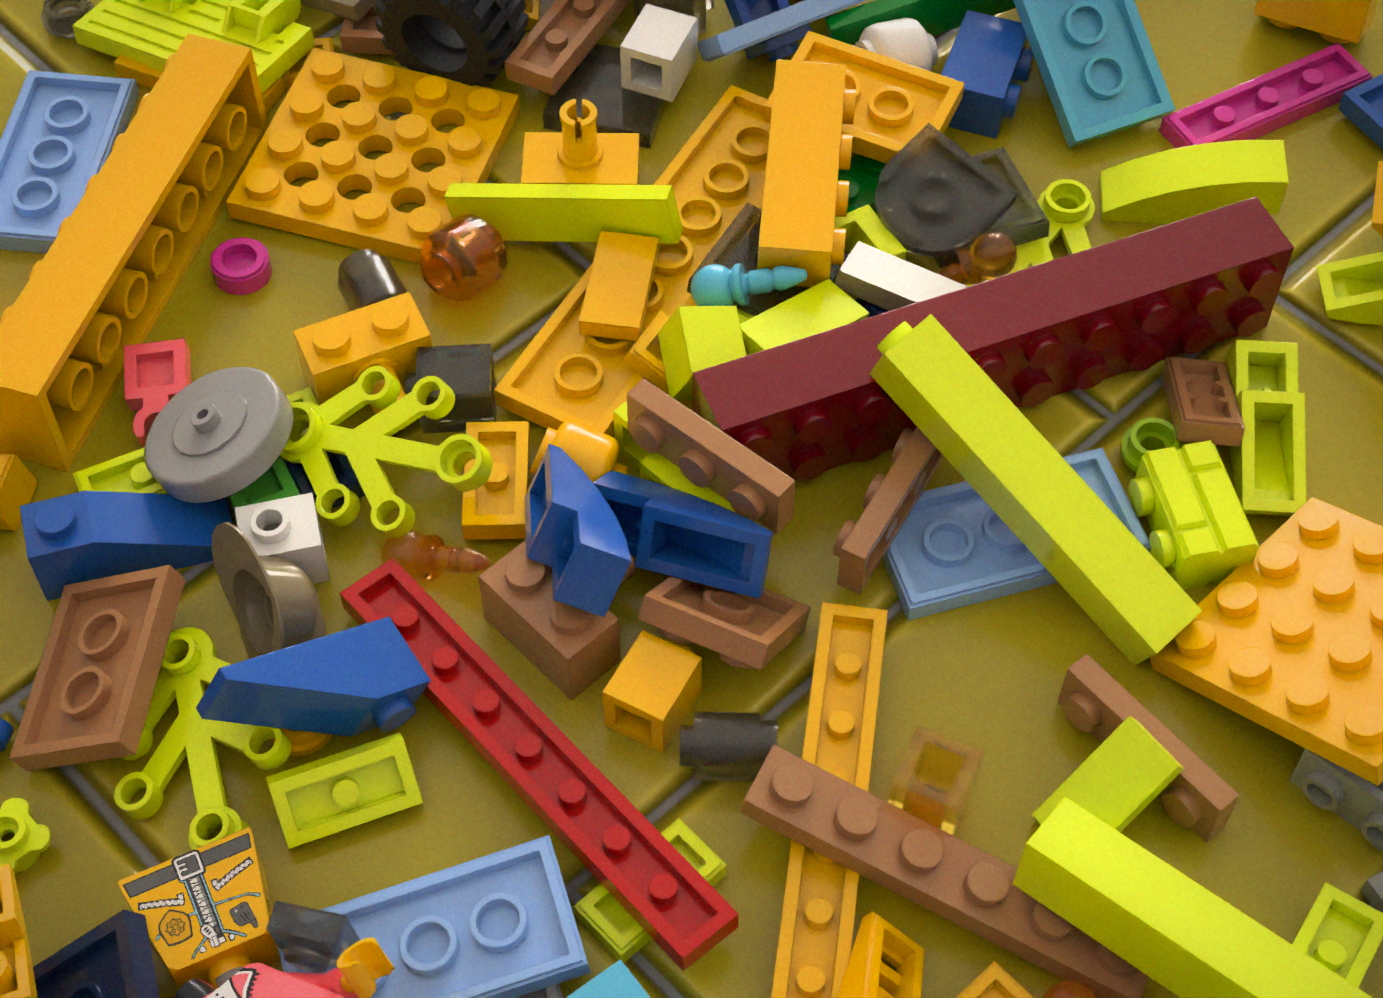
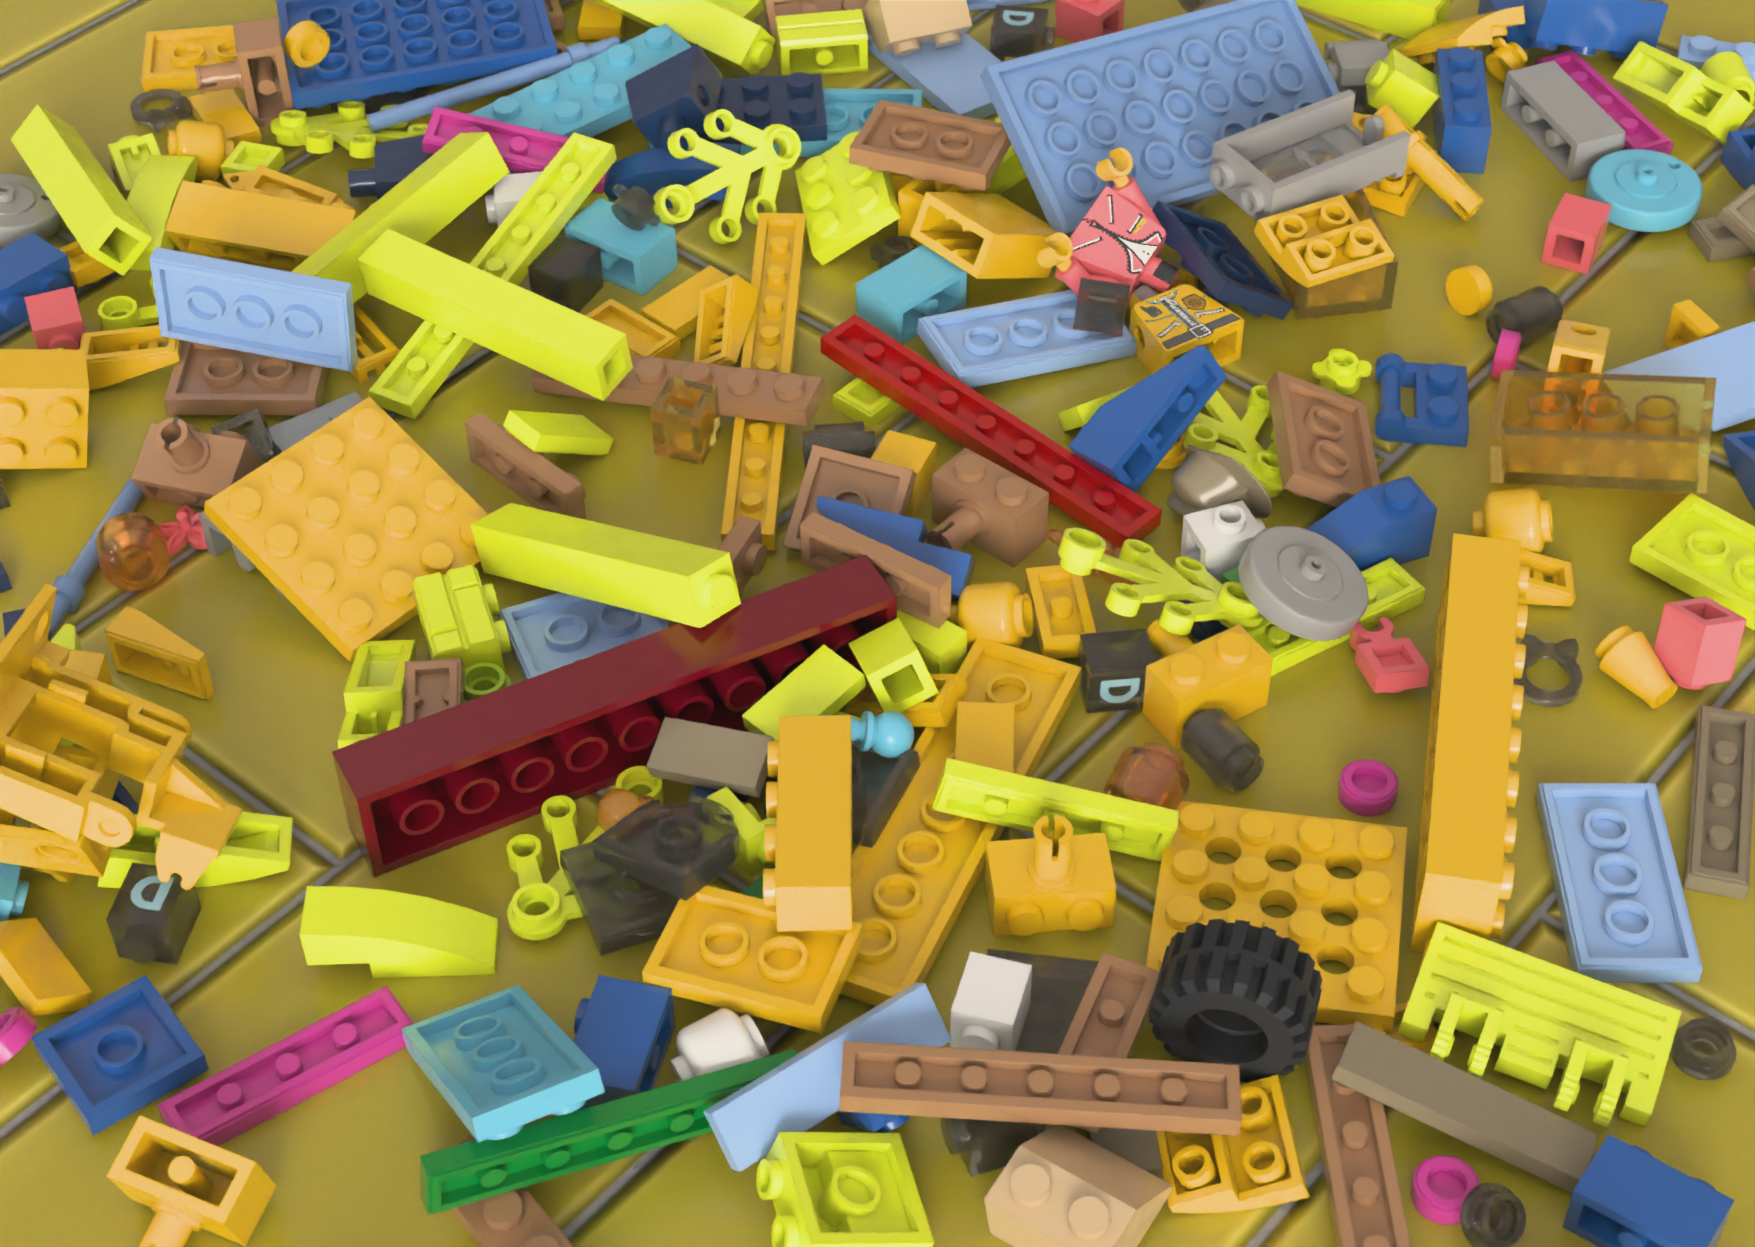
camera: 175 degrees right, 10 degrees down
(574, 534) = (979, 502): blue slope -> none

